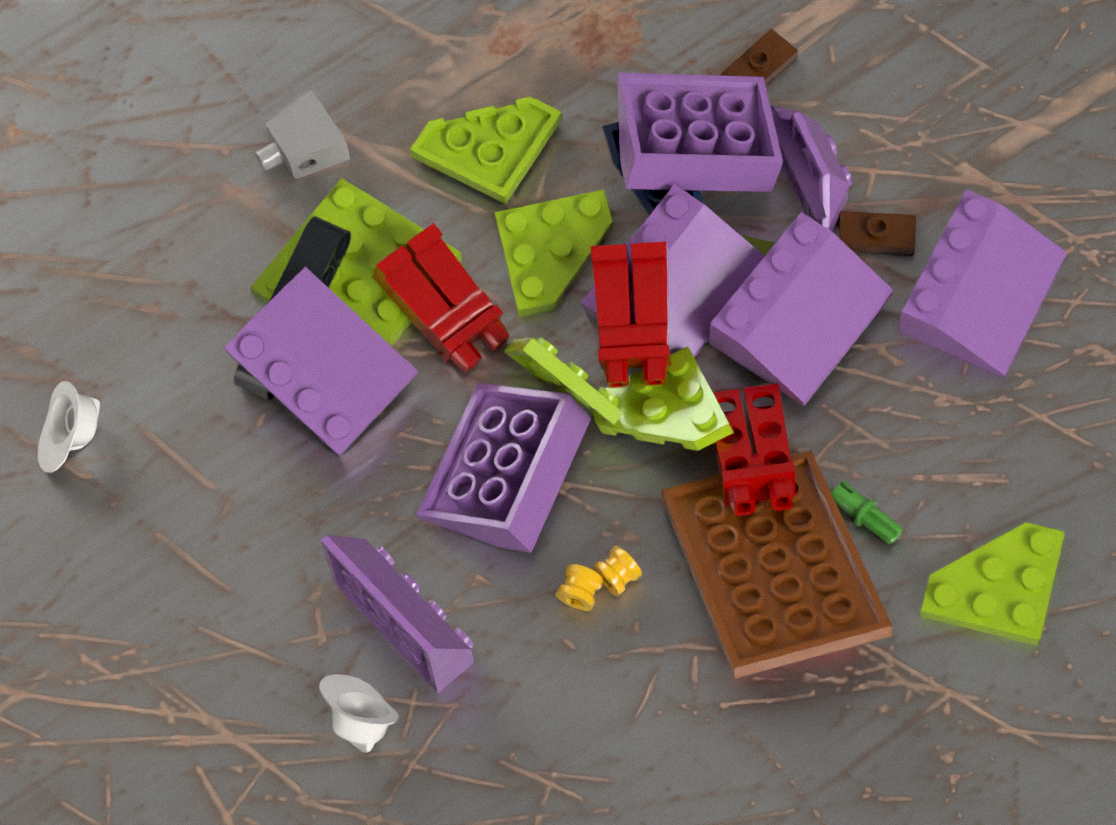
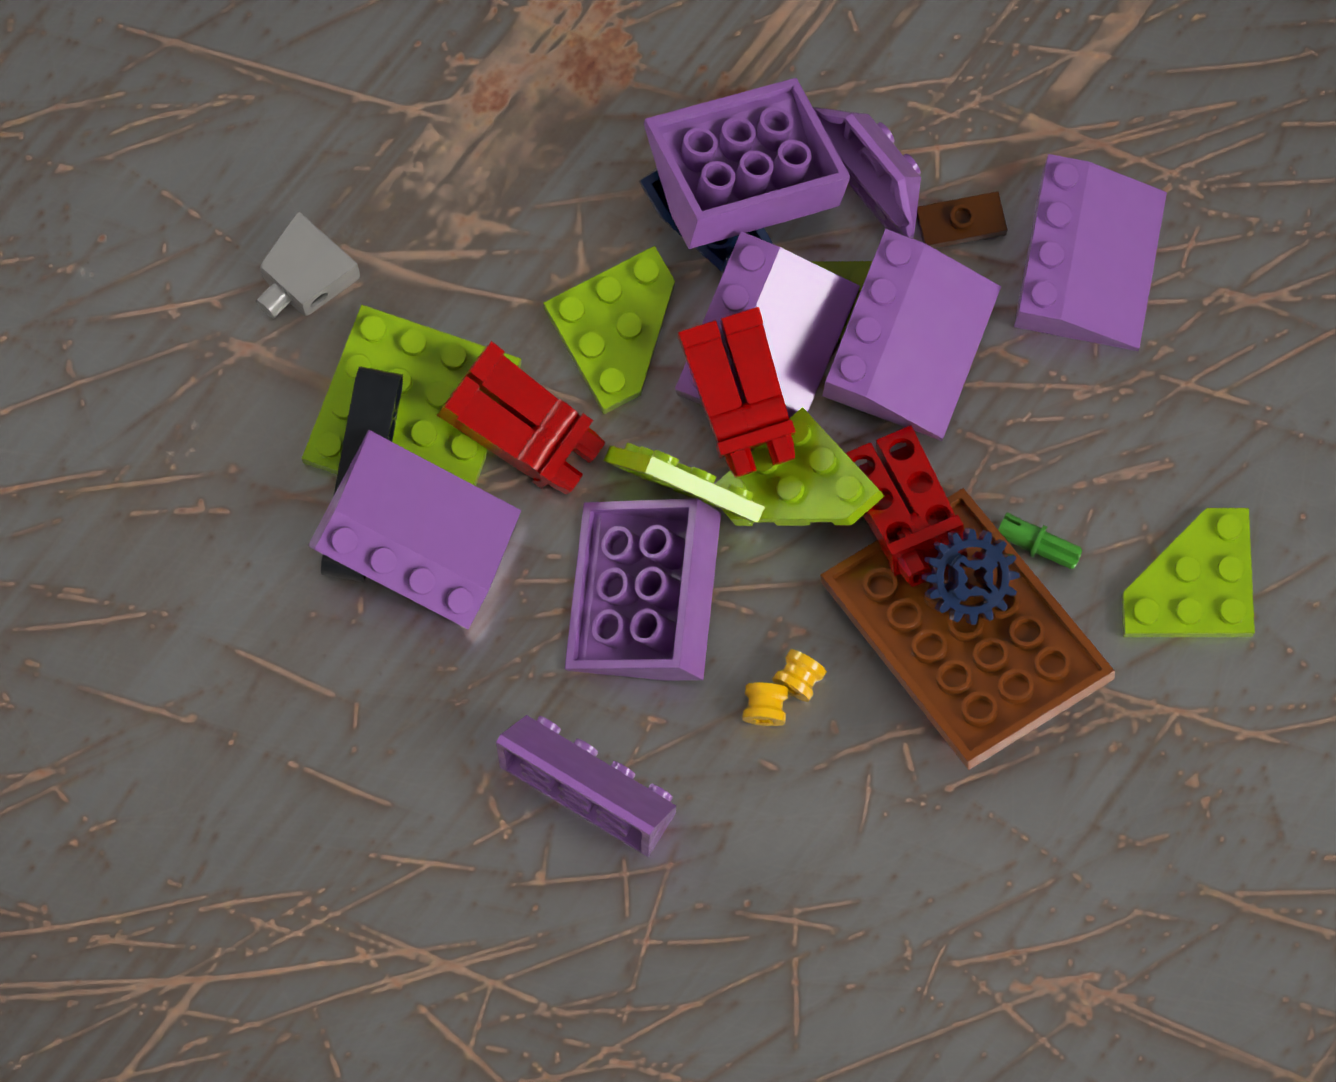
camera: 25 degrees left, 10 degrees up
(68, 425) = (153, 669): white piece -> none
(357, 710) = (575, 901): white piece -> none
(489, 145) = (512, 225): lime plate -> none
(764, 58) = (779, 52): reddish brown plate -> none
(799, 534) = (957, 587): none -> dark blue gear

